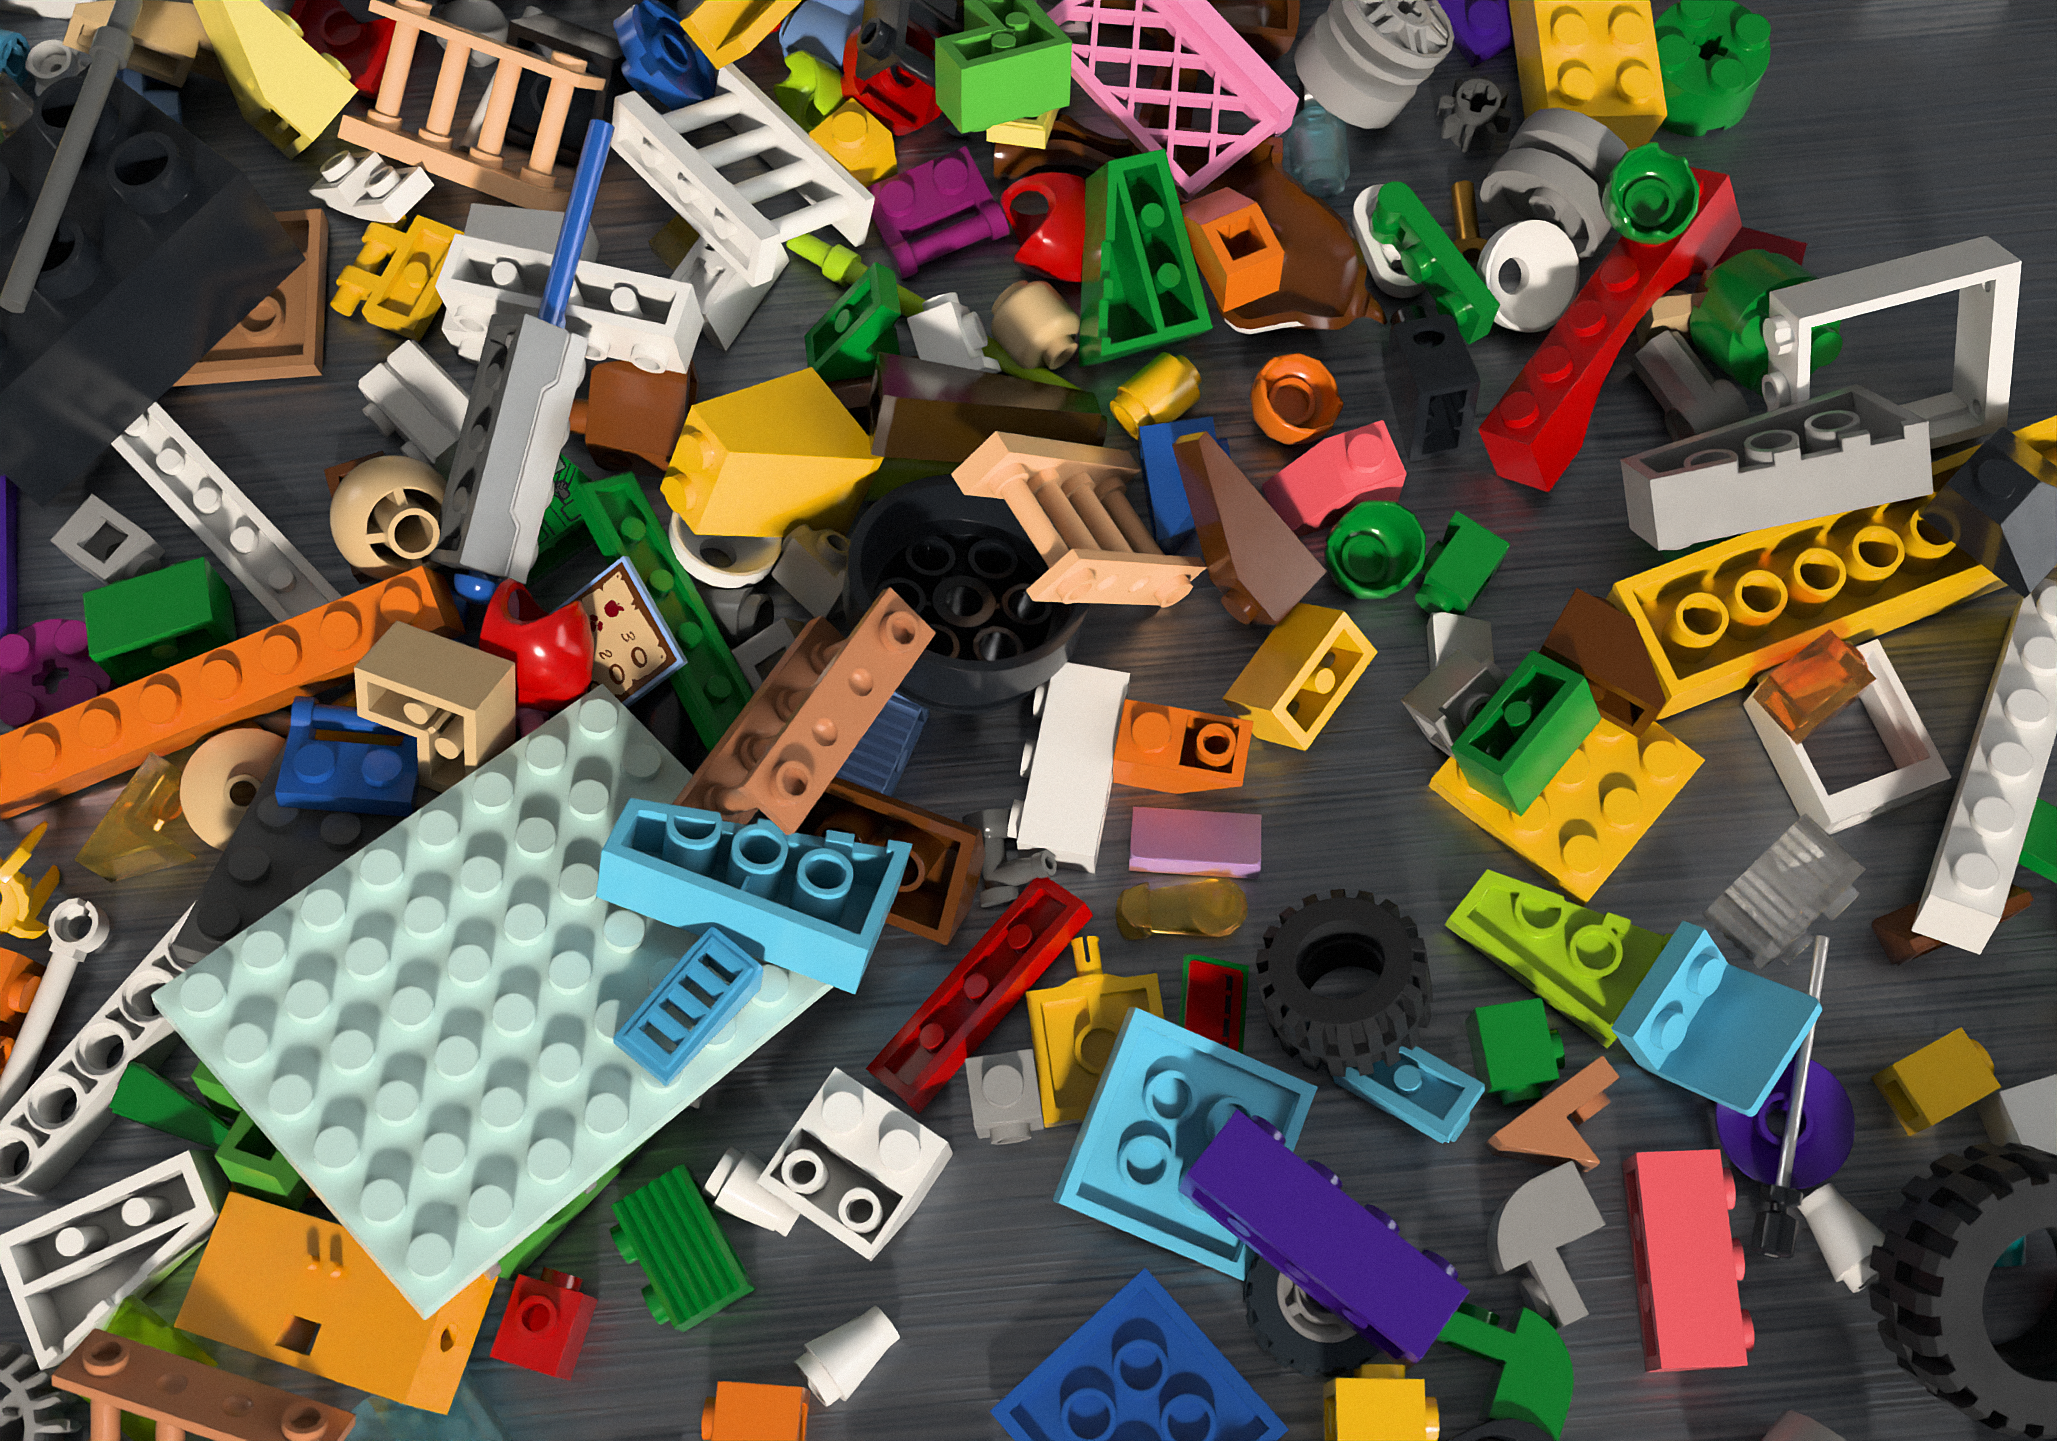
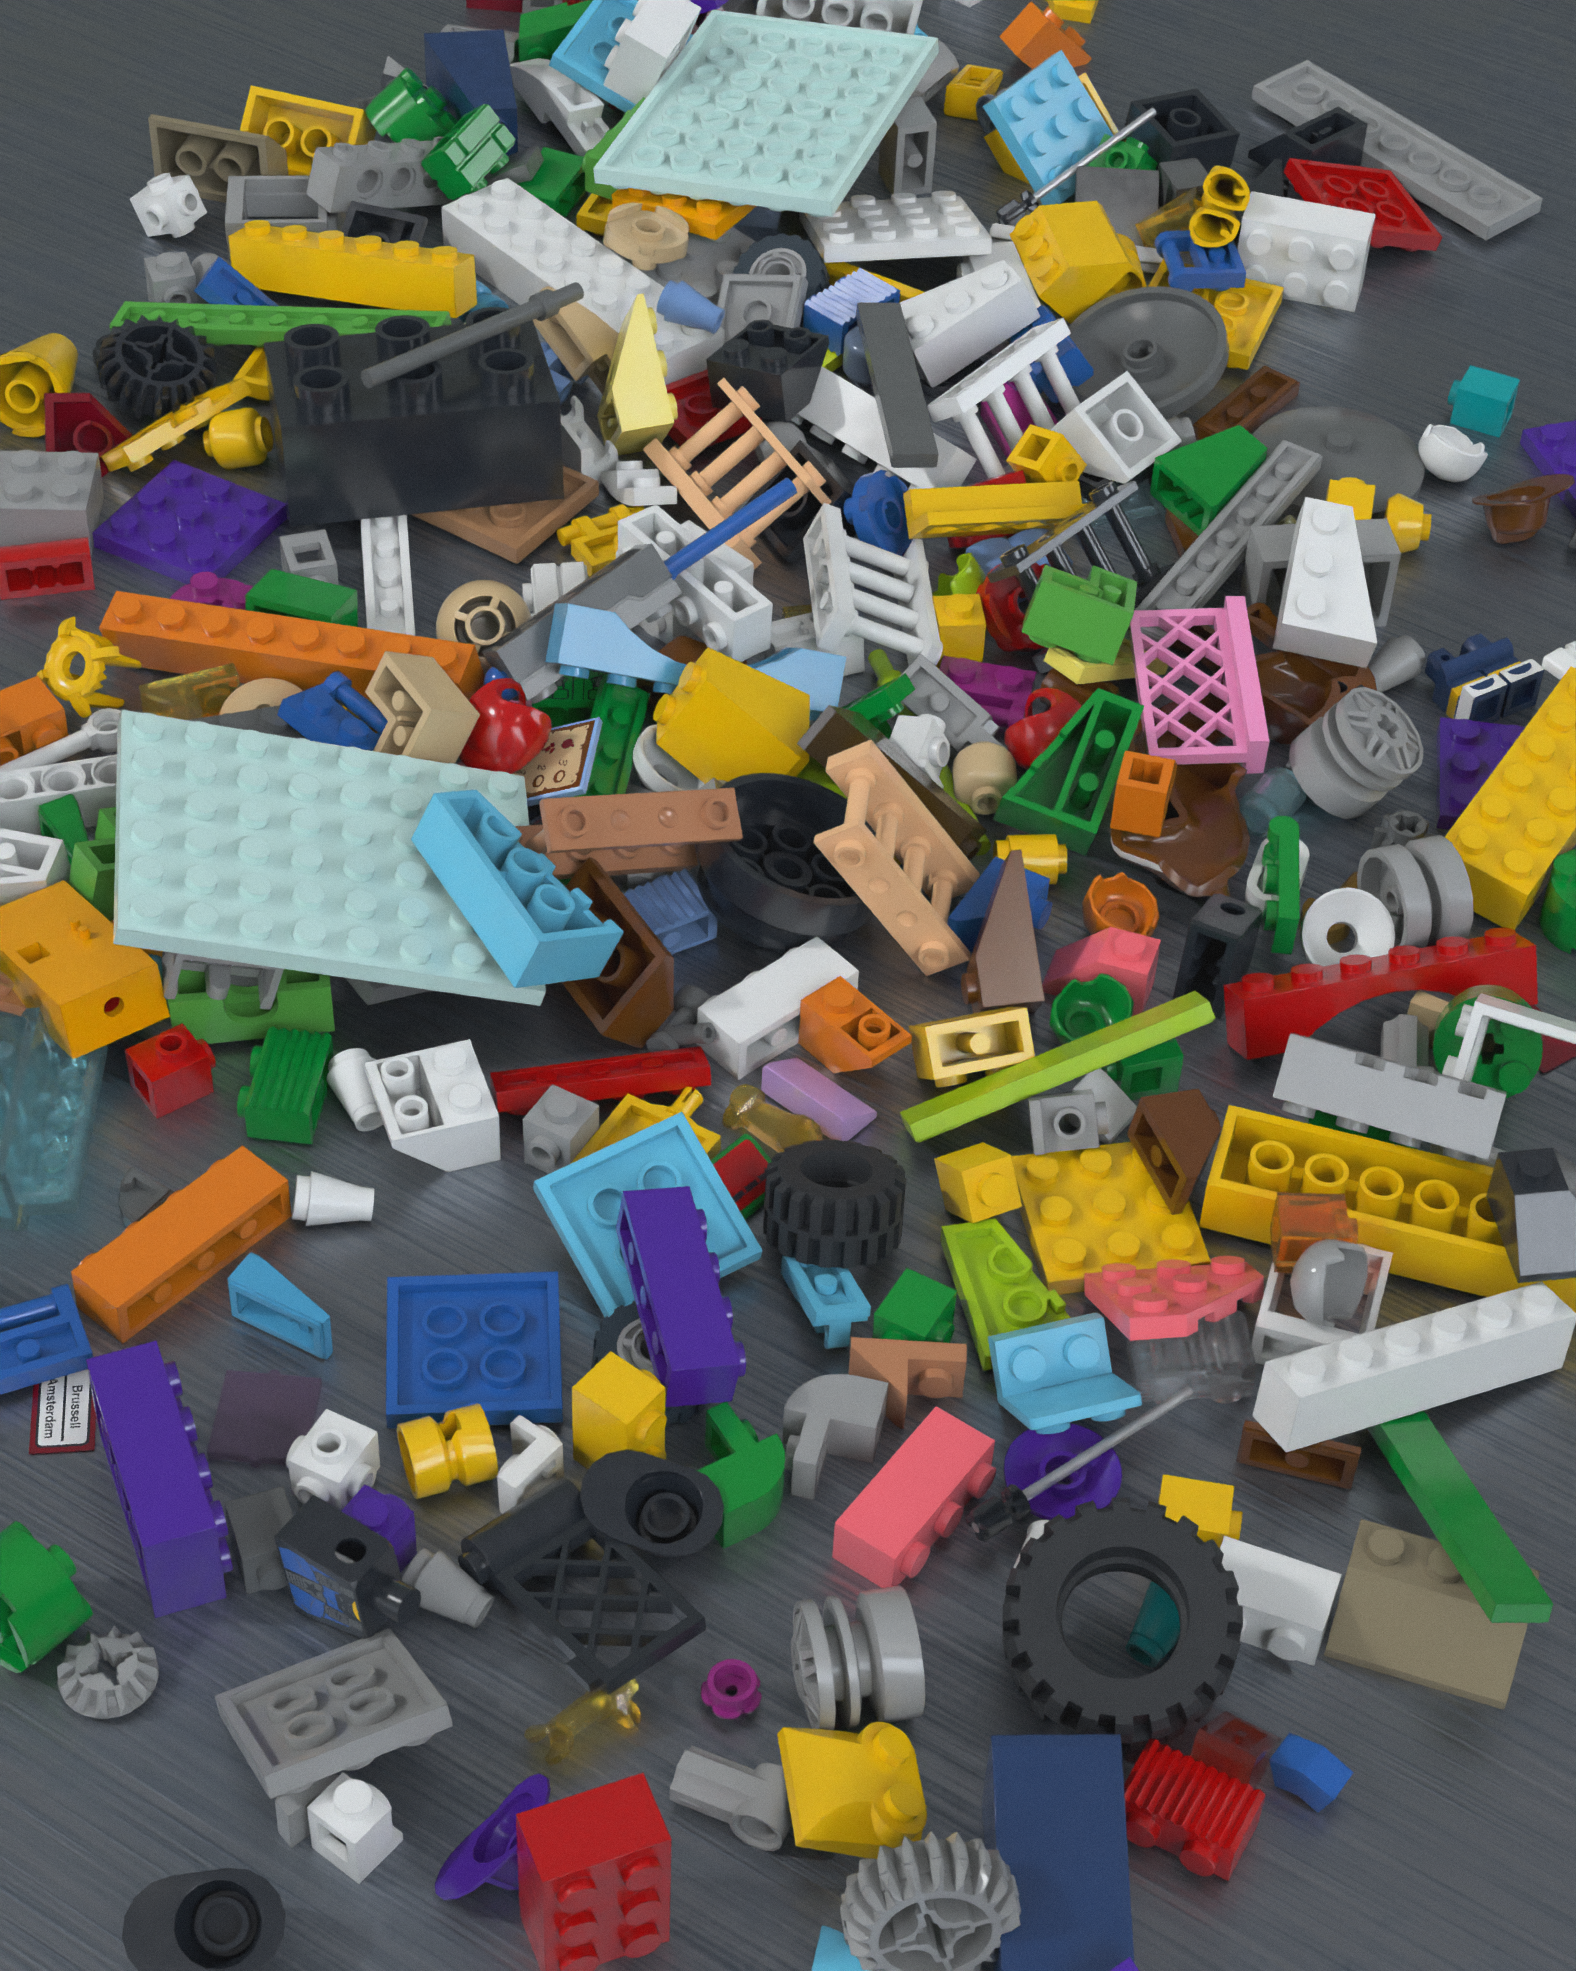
camera: 30 degrees right, 25 degrees down
(275, 175) = (582, 448): none -> white hinge
(555, 478) = (602, 642): none -> arch
(726, 959) = (430, 915): dark azure slope -> none
(936, 264) = (941, 697): none -> light grey hinge
(1414, 651) = (1057, 1066): none -> lime tile
(1444, 842) = (978, 1182): none -> yellow brick
(1526, 732) = (1085, 1142): green brick -> none
(1650, 195) = (1454, 906): green hair -> none
(1732, 850) = (1172, 1296): none -> coral plate
(1872, 737) = (1329, 1281): none -> light grey hair

